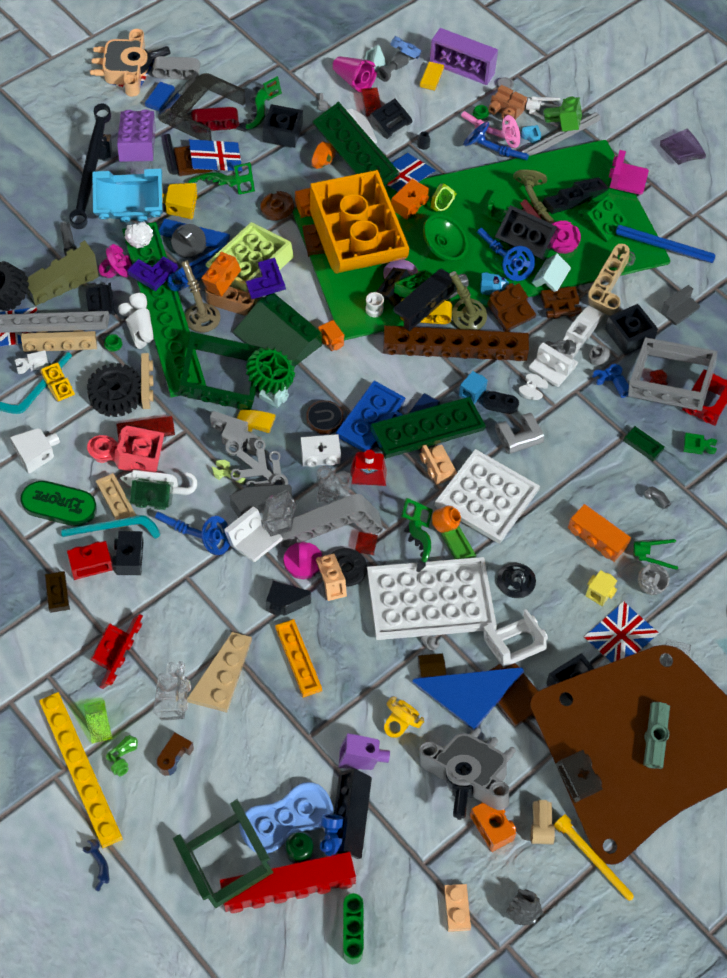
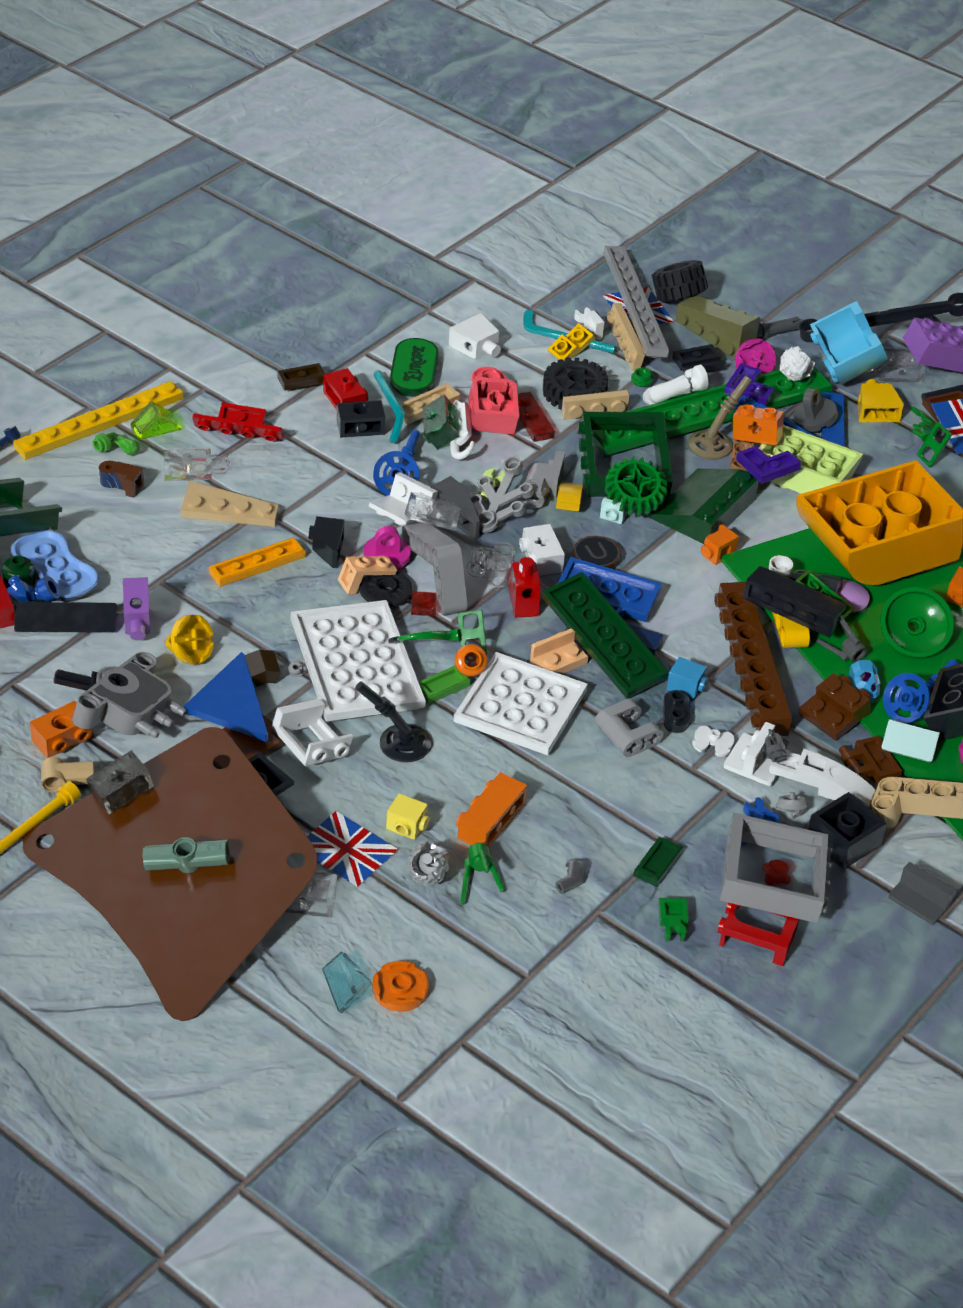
camera: 80 degrees right, 15 degrees down
(469, 311) = (805, 658): olive dish -> none

